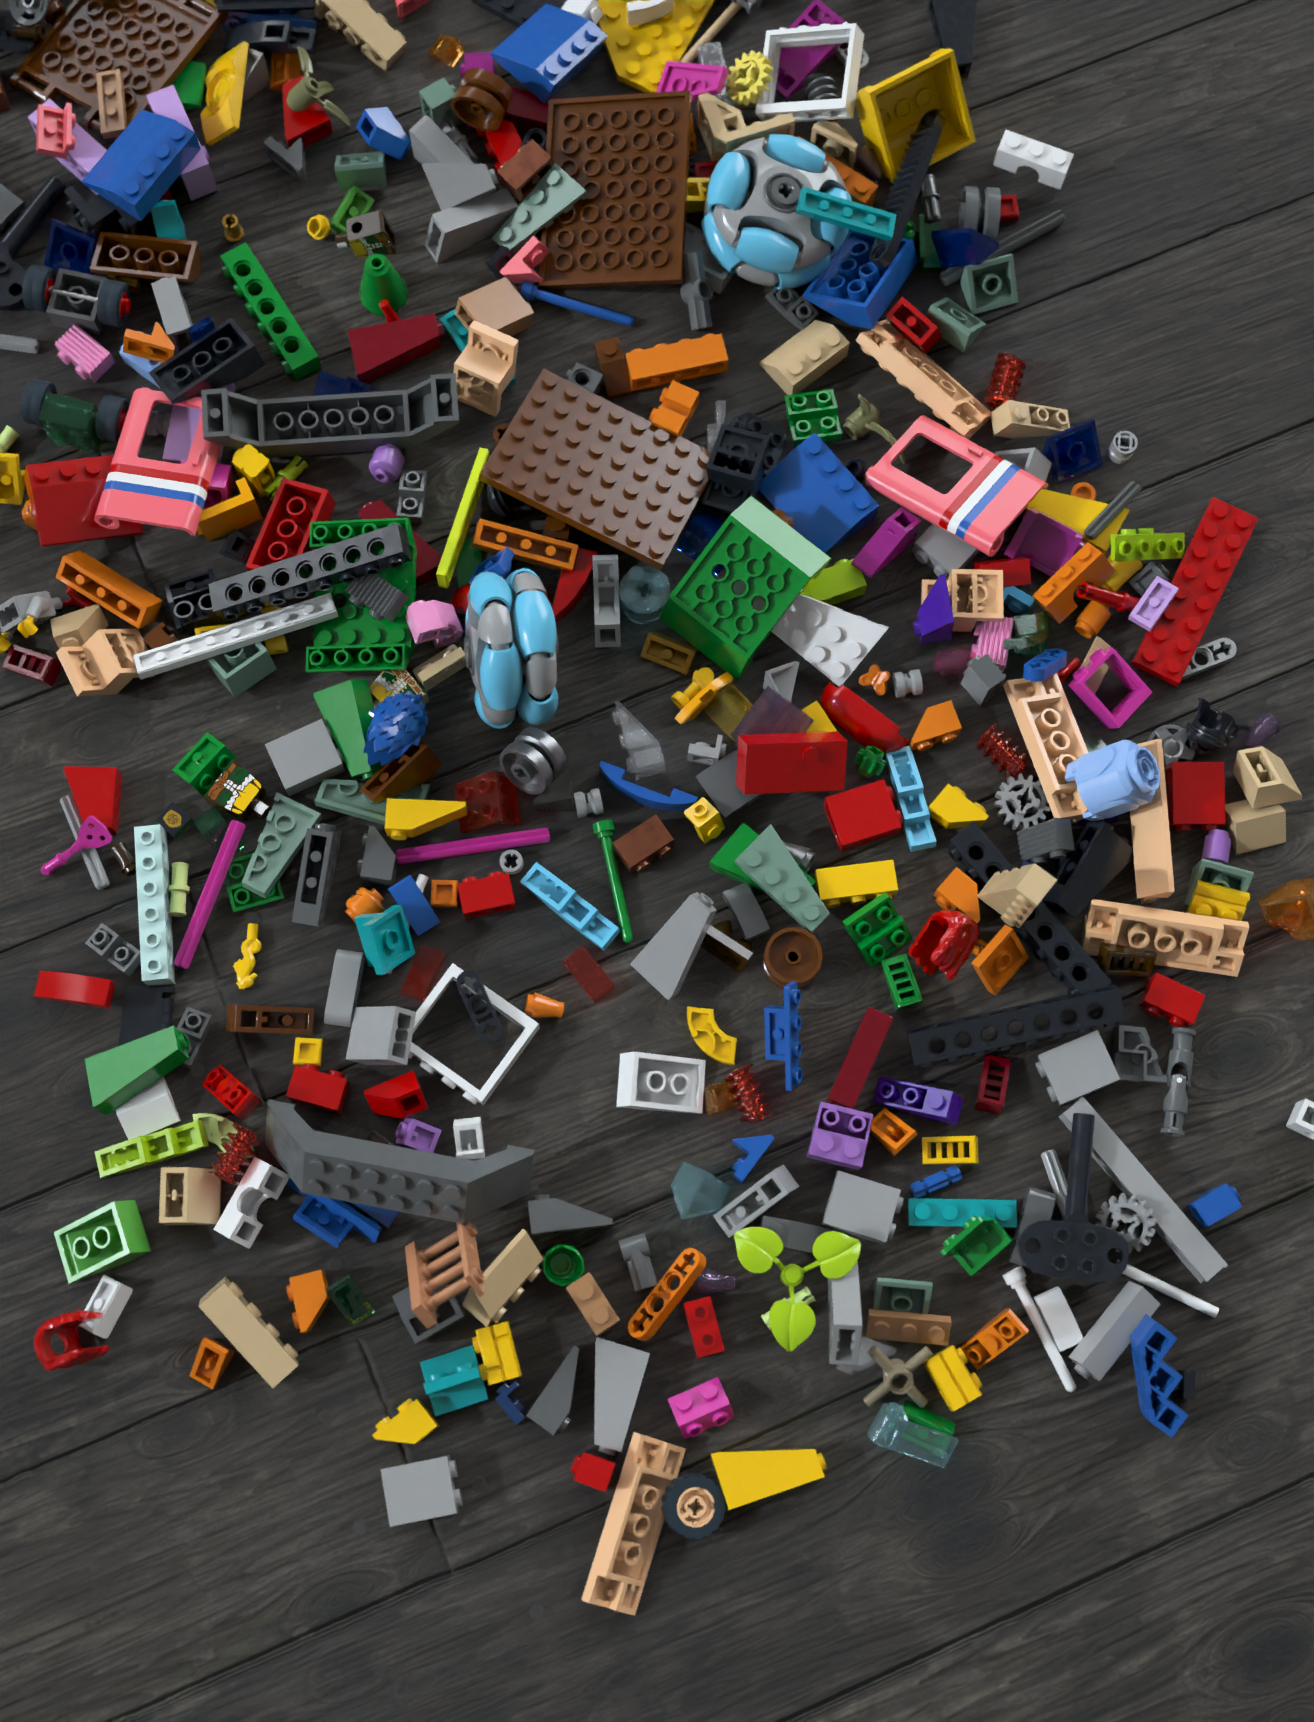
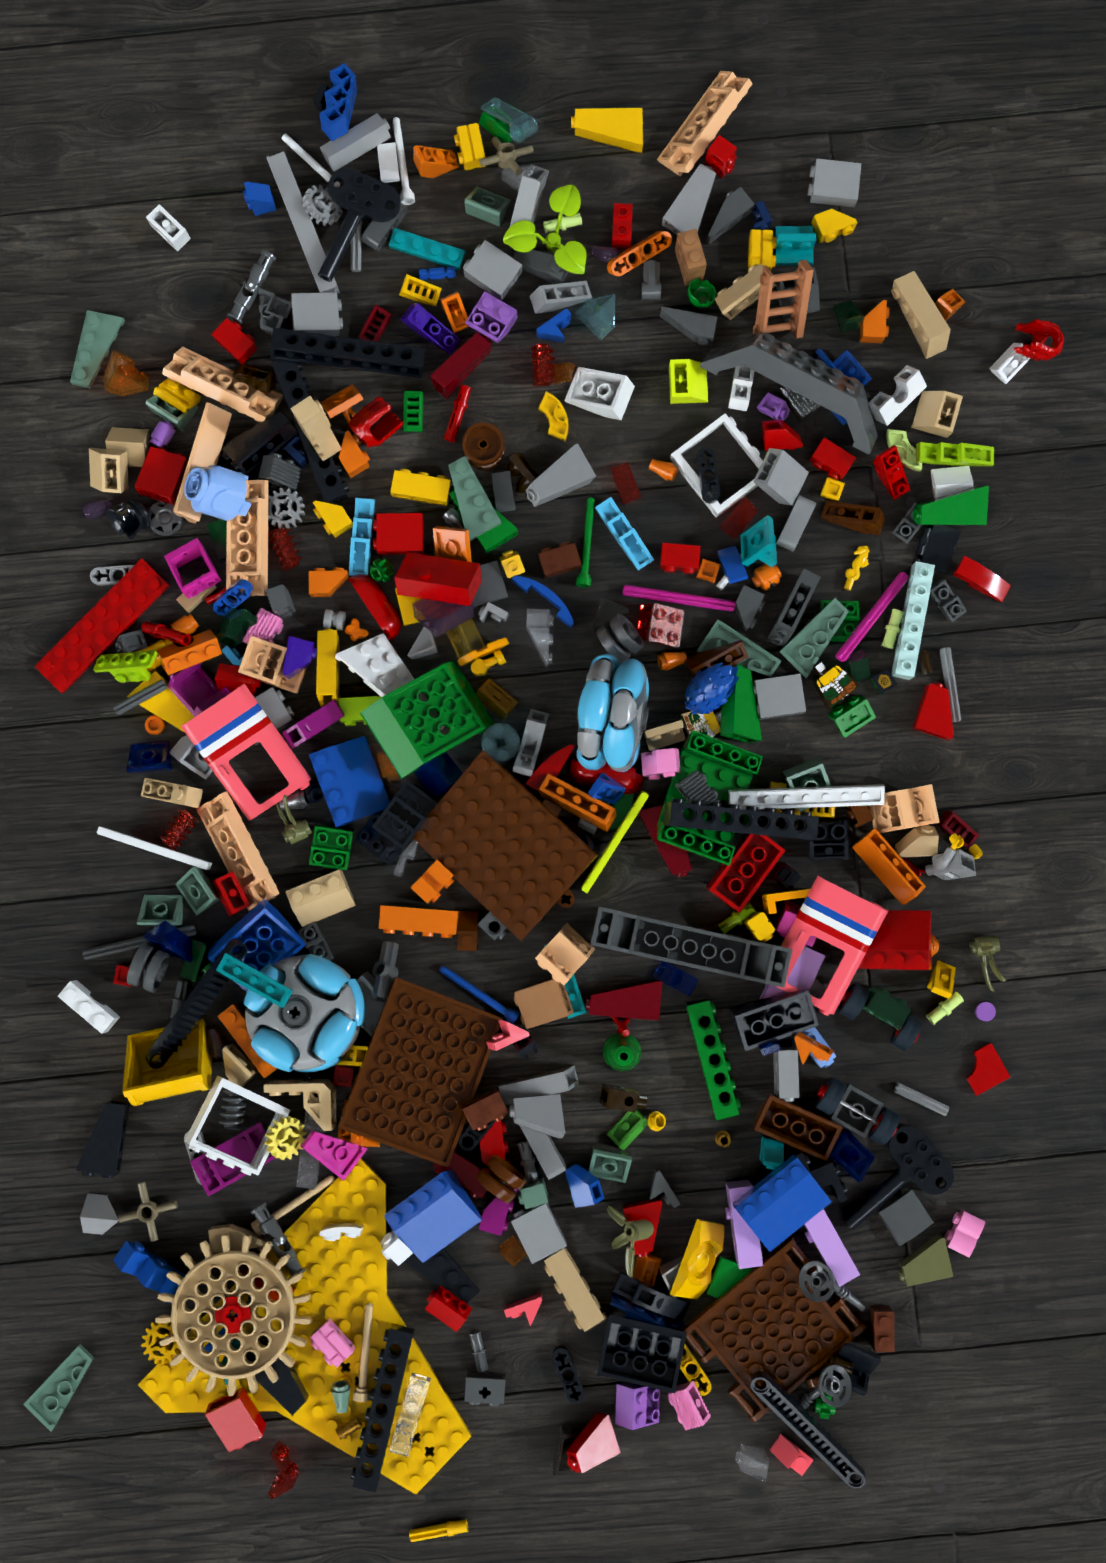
camera: 160 degrees left, 10 degrees up
(55, 131) = (842, 1250): coral bracket -> none
(78, 99) = (819, 1282): none -> dark grey dish
(83, 841) = (946, 683): dark pink piece -> none
(84, 353) = (861, 1067): bright pink brick -> none
(102, 1240) = (1002, 402): bright green slope -> none
(111, 103) = (791, 1270): medium nougat plate -> none
(235, 1154) = (900, 425): clear red piece -> none
(386, 463) = (659, 905): medium lavender head -> none
(412, 495) = (647, 876): dark grey slope -> none
(414, 817) = (715, 623): yellow slope -> none
(418, 67) = (538, 1232): none -> light grey brick
(459, 762) = (669, 660): none -> orange cone
(503, 862) = (660, 581): light grey bush -> none
(545, 1131) = (687, 382): none -> neon yellow slope
(546, 201) = (479, 1079): sand green wing -> none
(588, 803) = (584, 602): light grey wheel -> none
(693, 1506) = (663, 119): black wheel -> none
(701, 1408) = (639, 179): dark pink bracket -> none
(782, 1034) = (507, 396): blue bracket -> none
(788, 813) = (452, 543): none -> orange tile
(842, 997) = (460, 406): none -> red pin
(873, 454) = (295, 800): none -> flat silver cone
(877, 929) = (417, 450): green slope -> none
(891, 610) = (327, 667): none -> yellow slope
(908, 1327) = (488, 186): medium nougat plate -> none
(951, 660) = (296, 626): clear pink brick -> none
(977, 1243) = (425, 220): green bracket -> none
(1027, 352) = (154, 848): none -> white tile
(1123, 452) = (115, 752): light grey wheel -> none
(1153, 603) = (137, 619): lavender plate -> none

